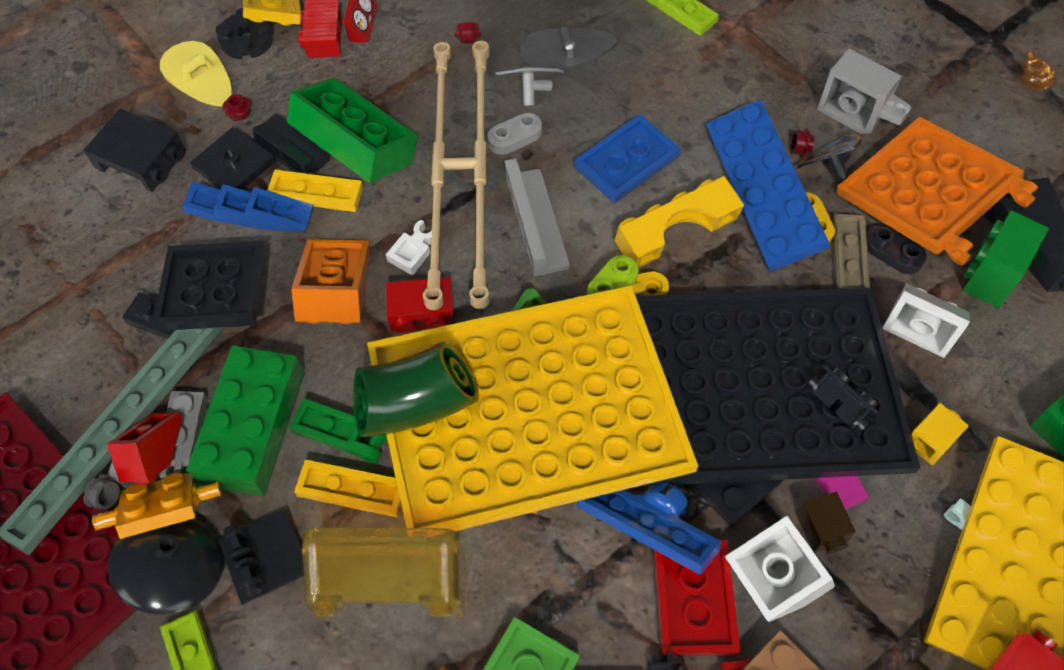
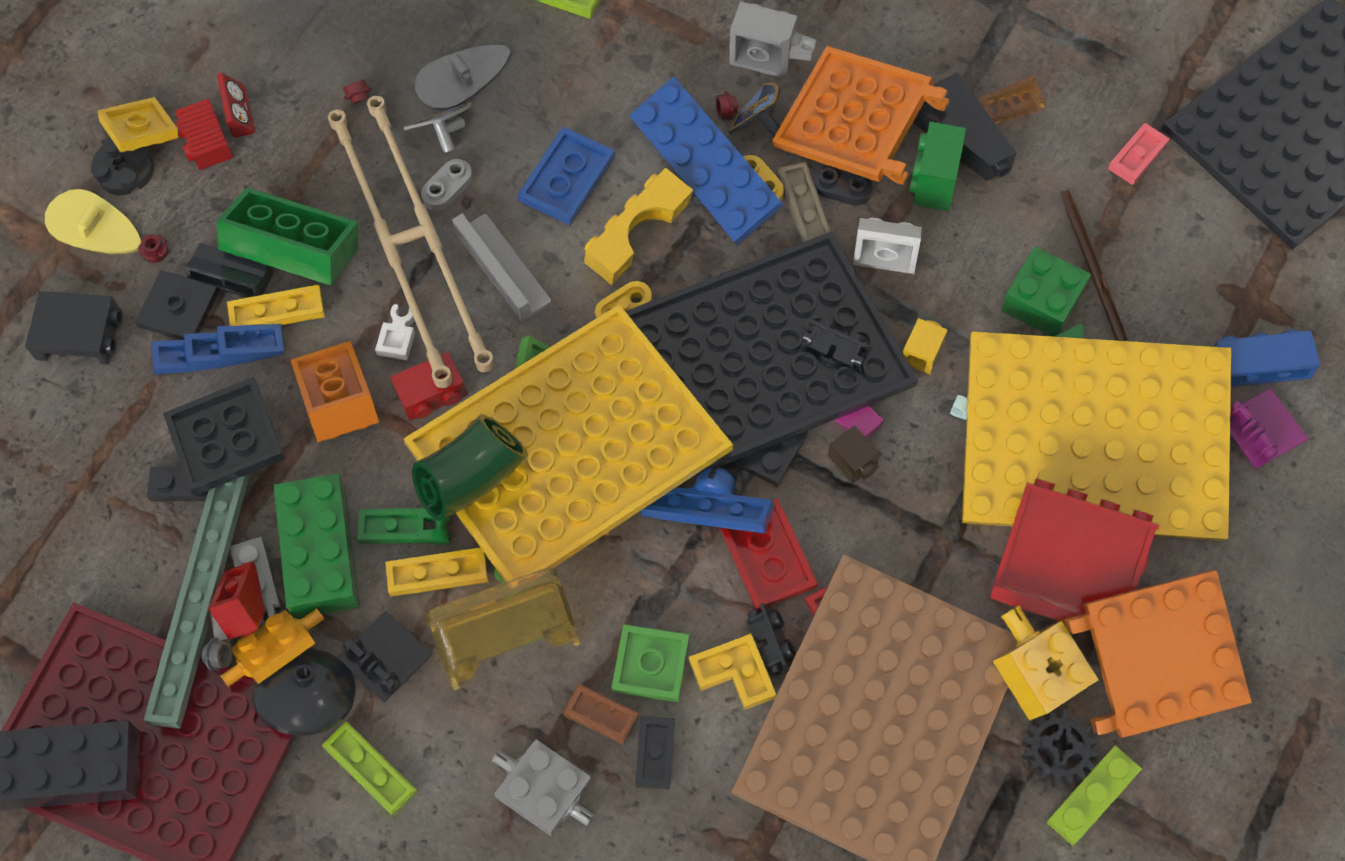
camera: 20 degrees left, 5 degrees up
(612, 278) = (598, 302): lime plate -> none
(780, 570) = (828, 506): white slope -> none

